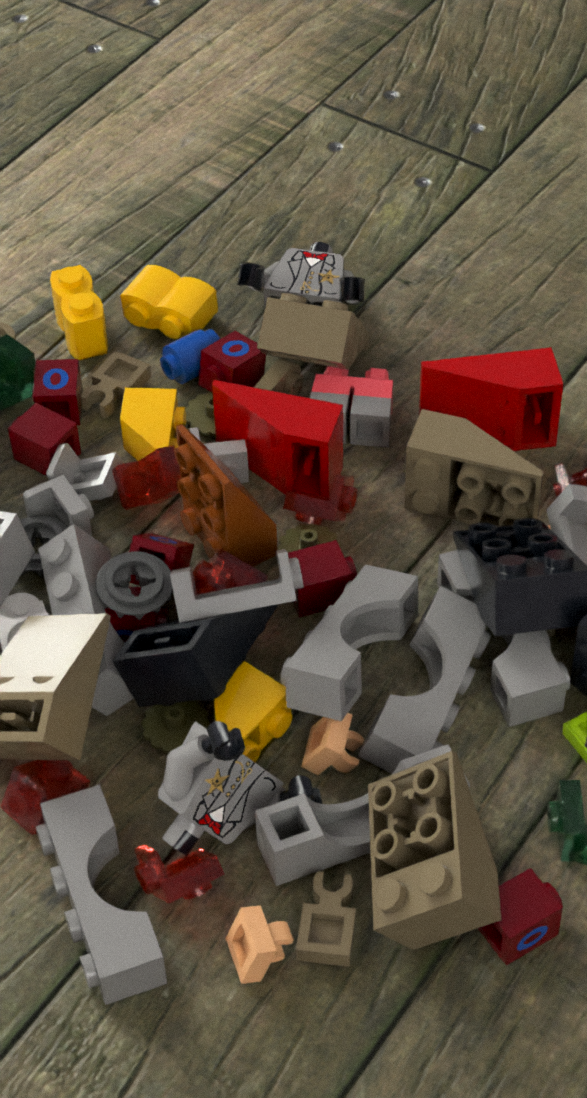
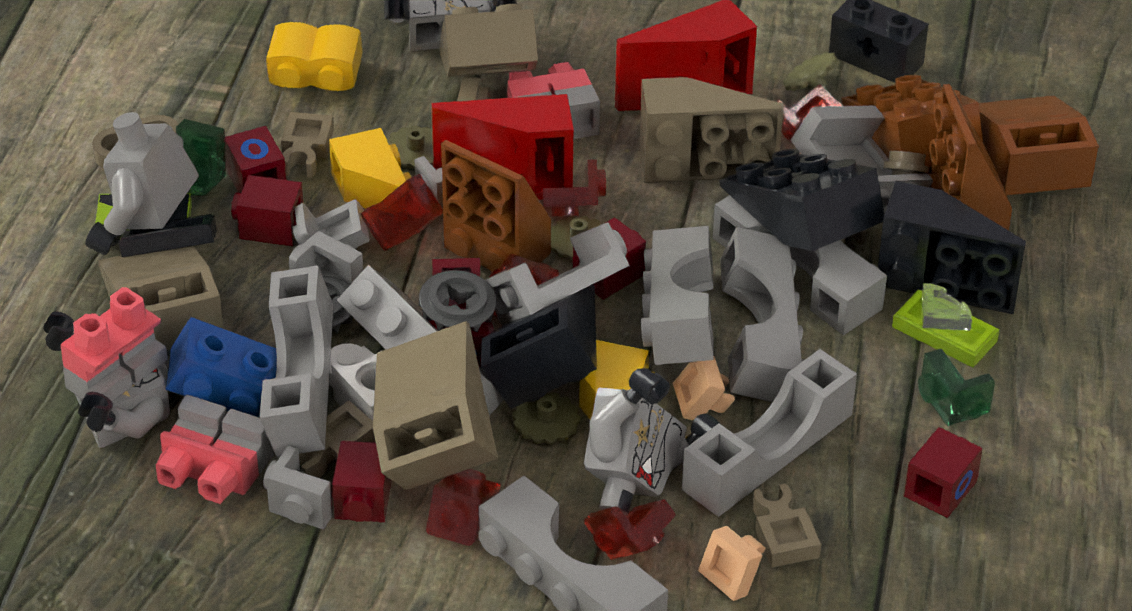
camera: 25 degrees left, 5 degrees down
(79, 312) = (230, 86): yellow brick -> none
(183, 356) = (368, 98): blue brick -> none
(232, 361) = (412, 94): dark red brick -> none
(429, 856) = (852, 438): dark tan slope -> none

